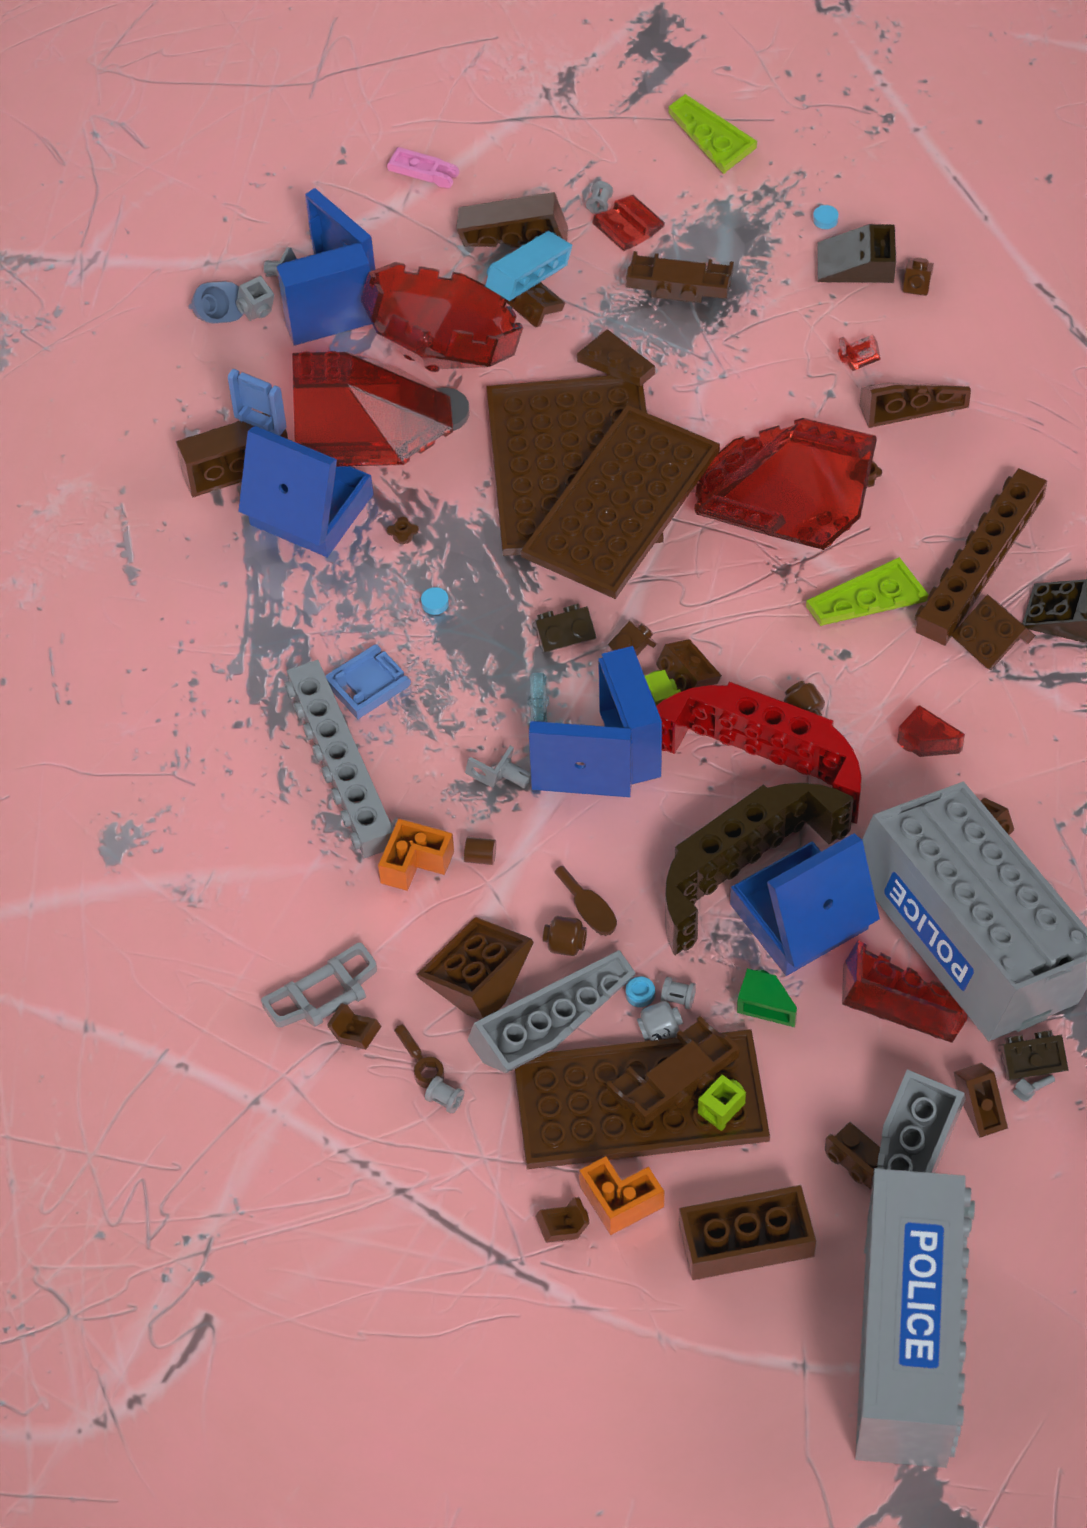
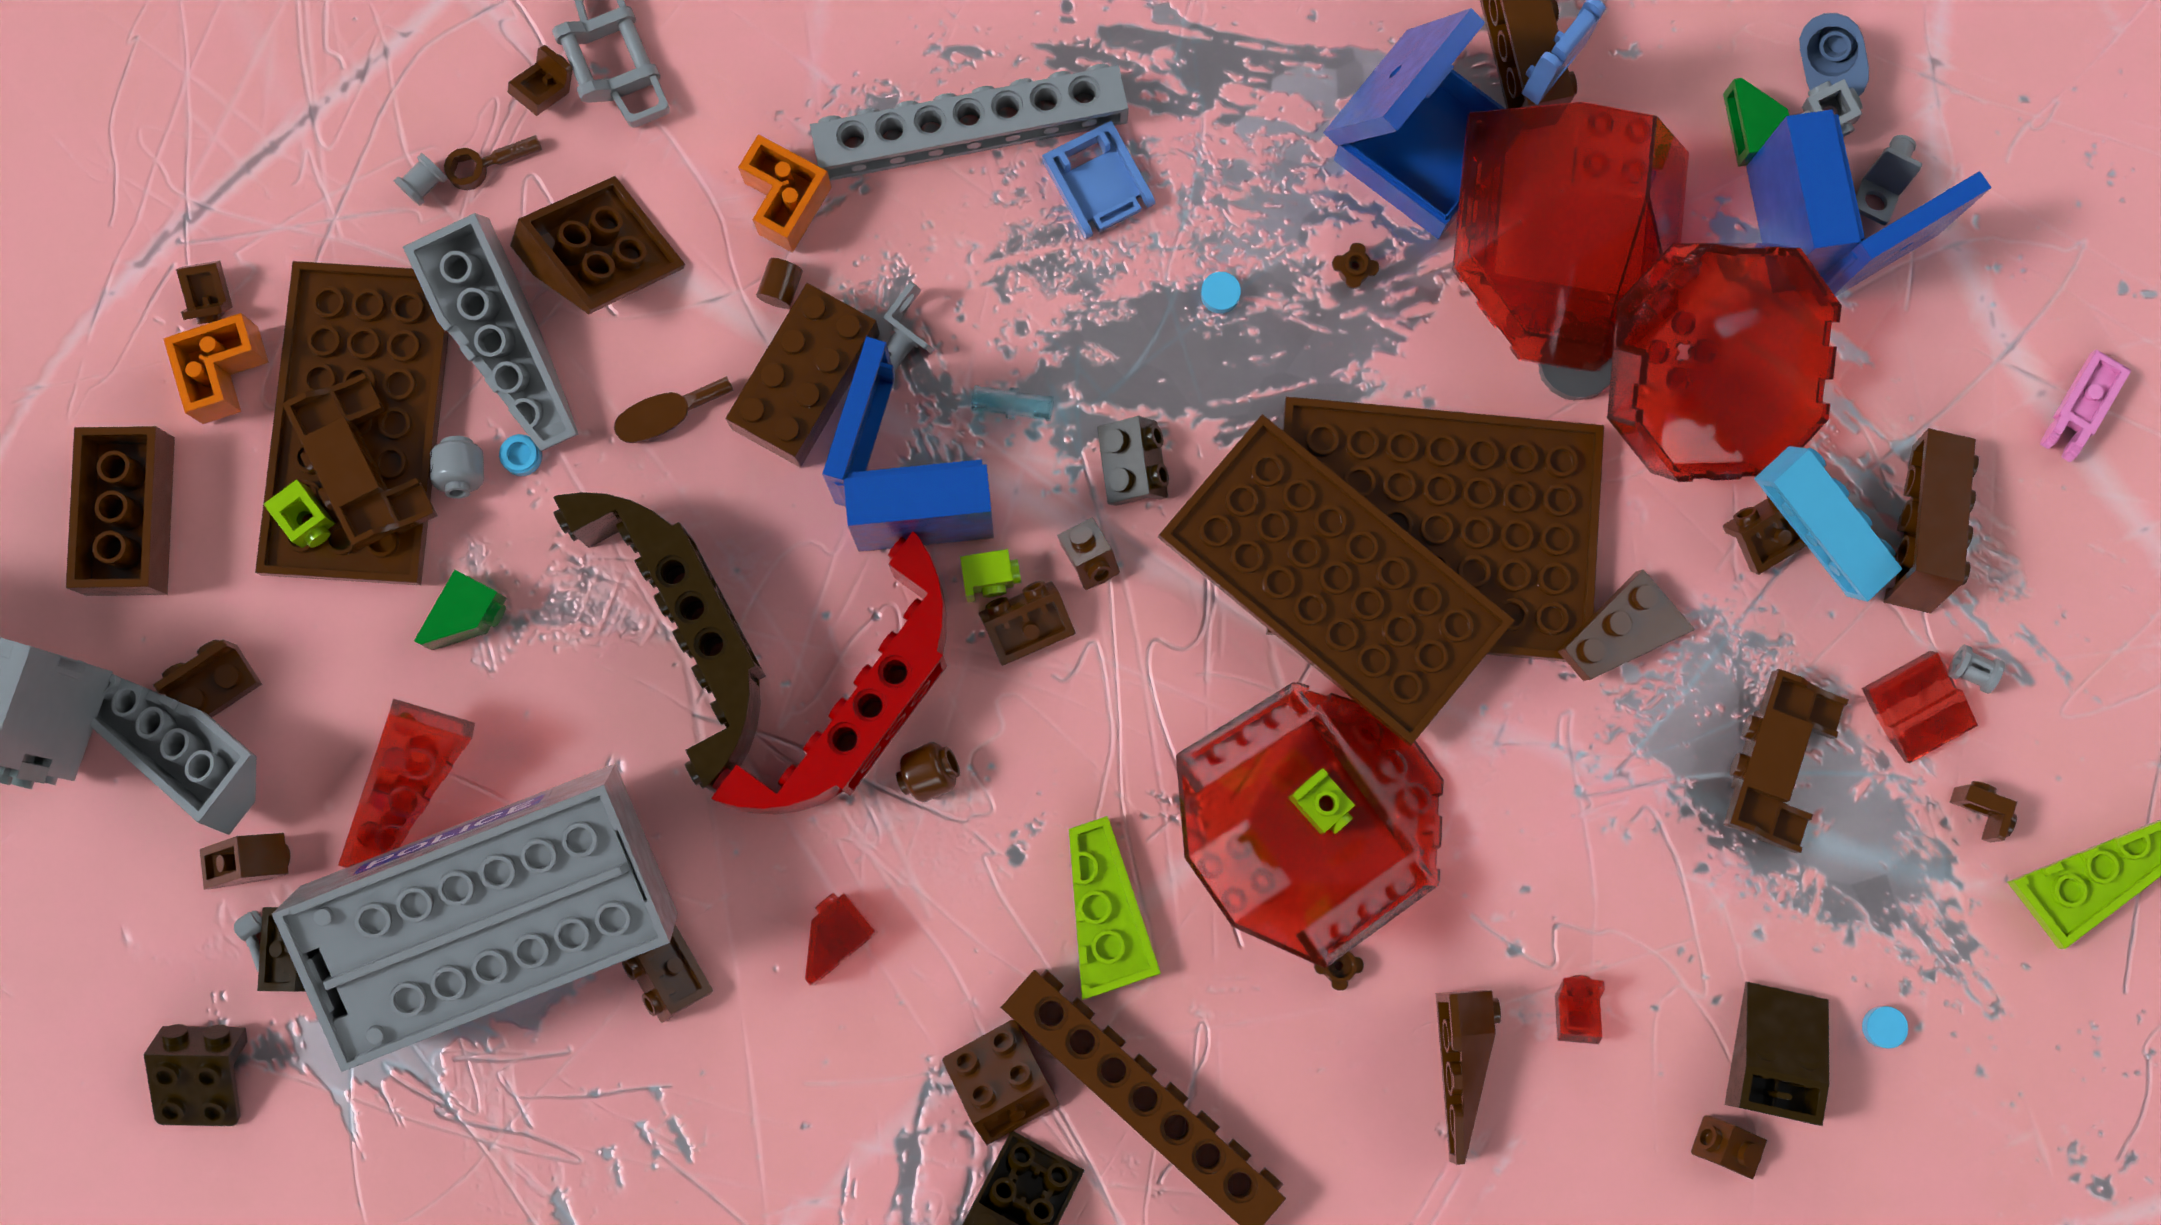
camera: 95 degrees right, 25 degrees up
(268, 337) = (1751, 118): none -> green slope
(545, 821) = (802, 375): none -> reddish brown brick
(565, 936) = (614, 368): reddish brown head -> none
(678, 992) = (499, 500): light grey bush -> none
(685, 178) = (1982, 799): none -> reddish brown bracket
(770, 486) = (1307, 799): none -> lime brick
(808, 902) = (573, 688): blue container -> none

